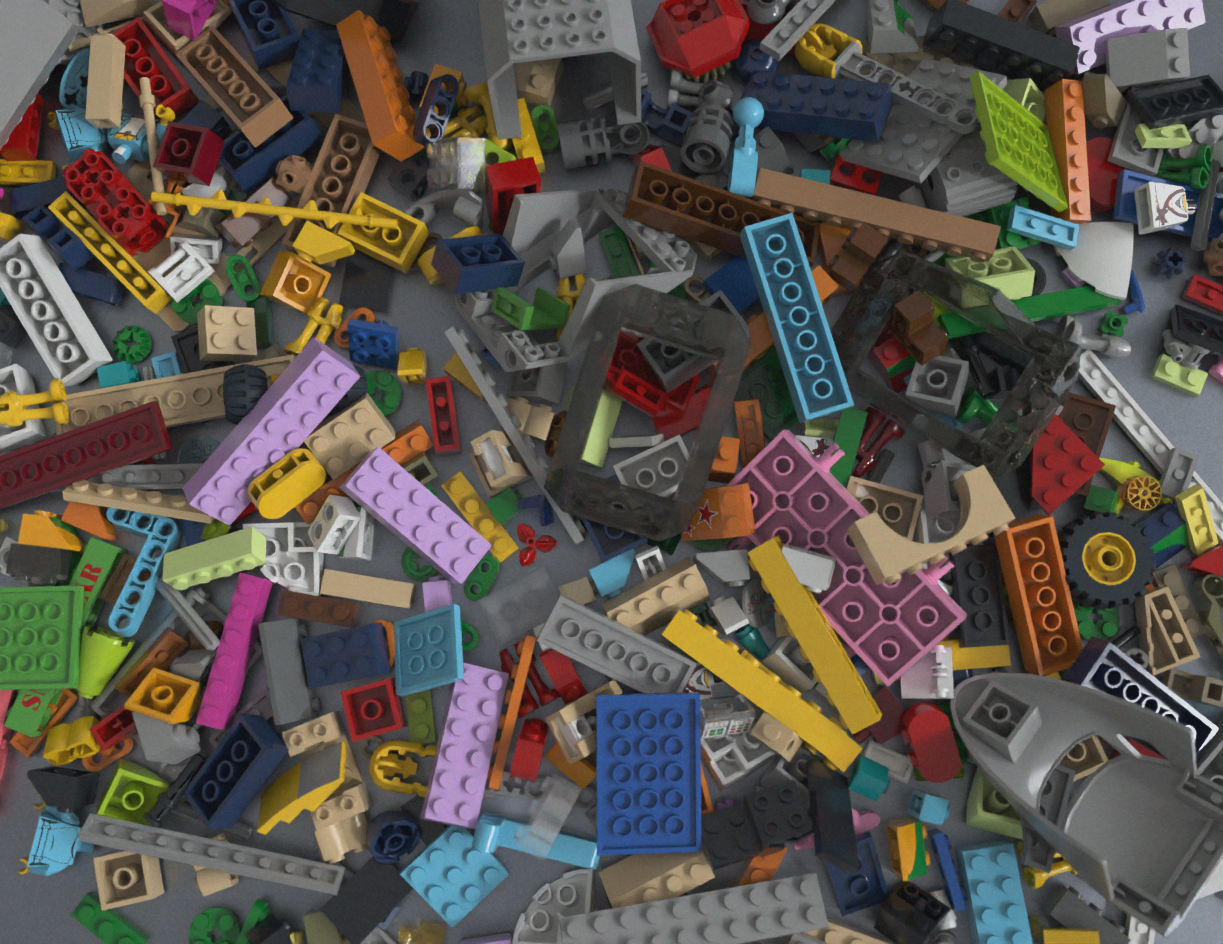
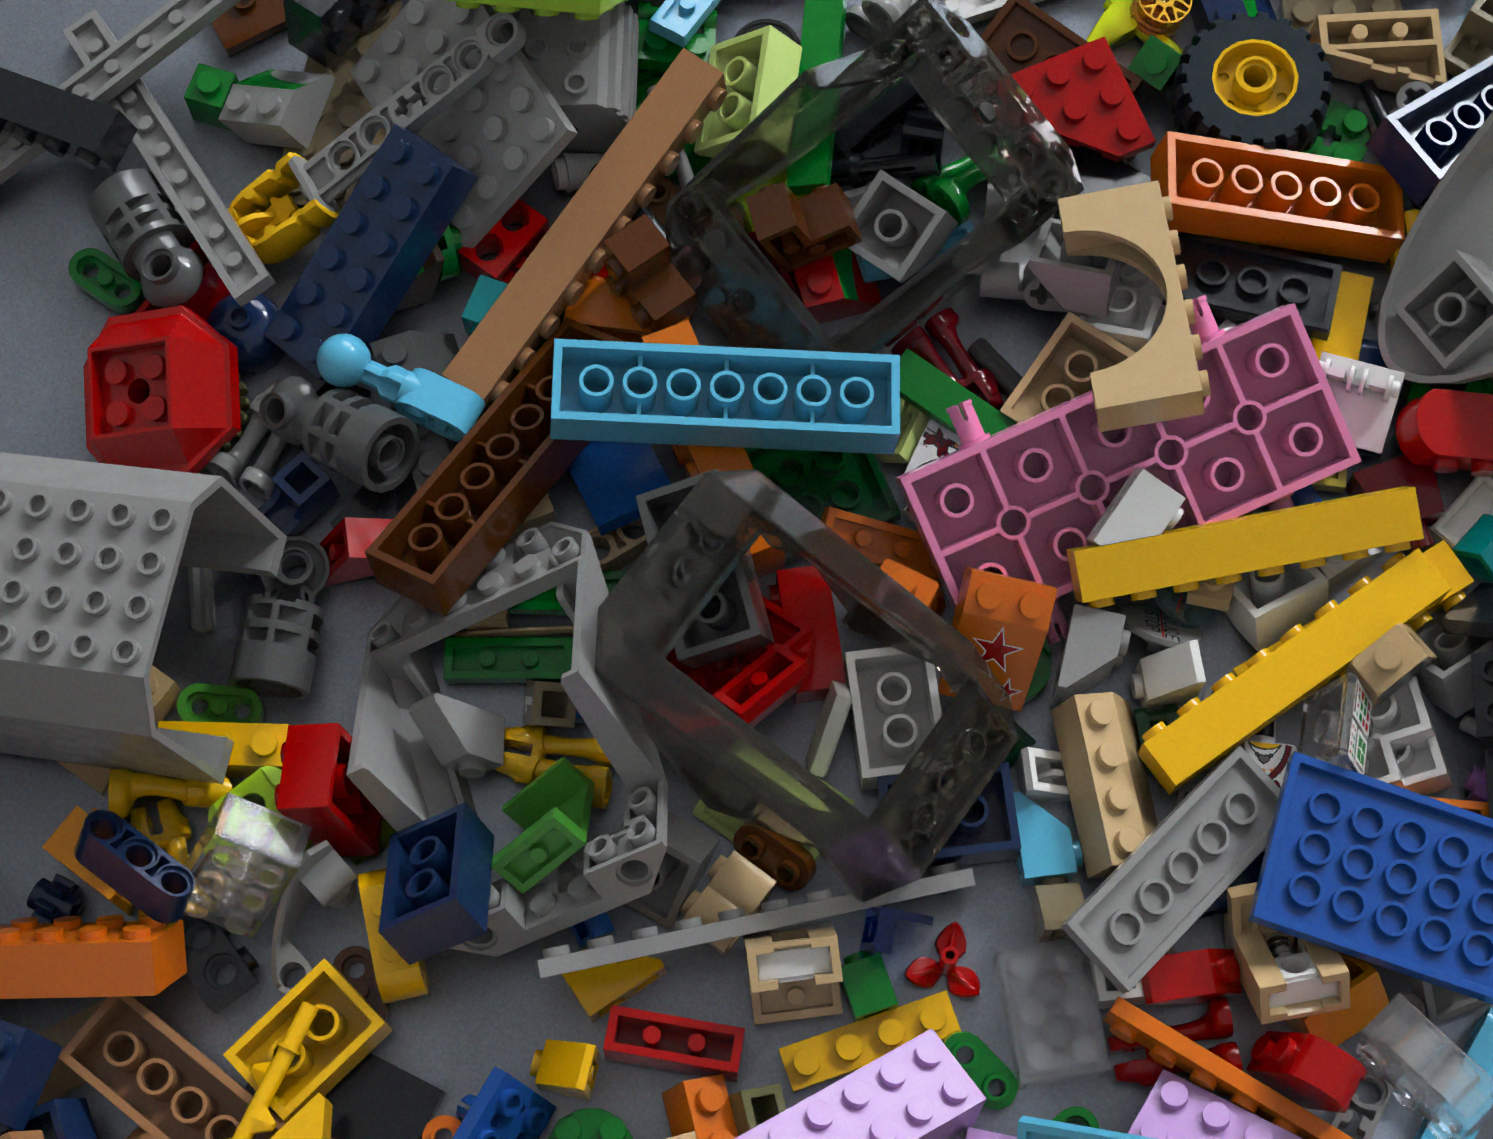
camera: 70 degrees left, 10 degrees down
(752, 640) = (1224, 654): teal cone -> none

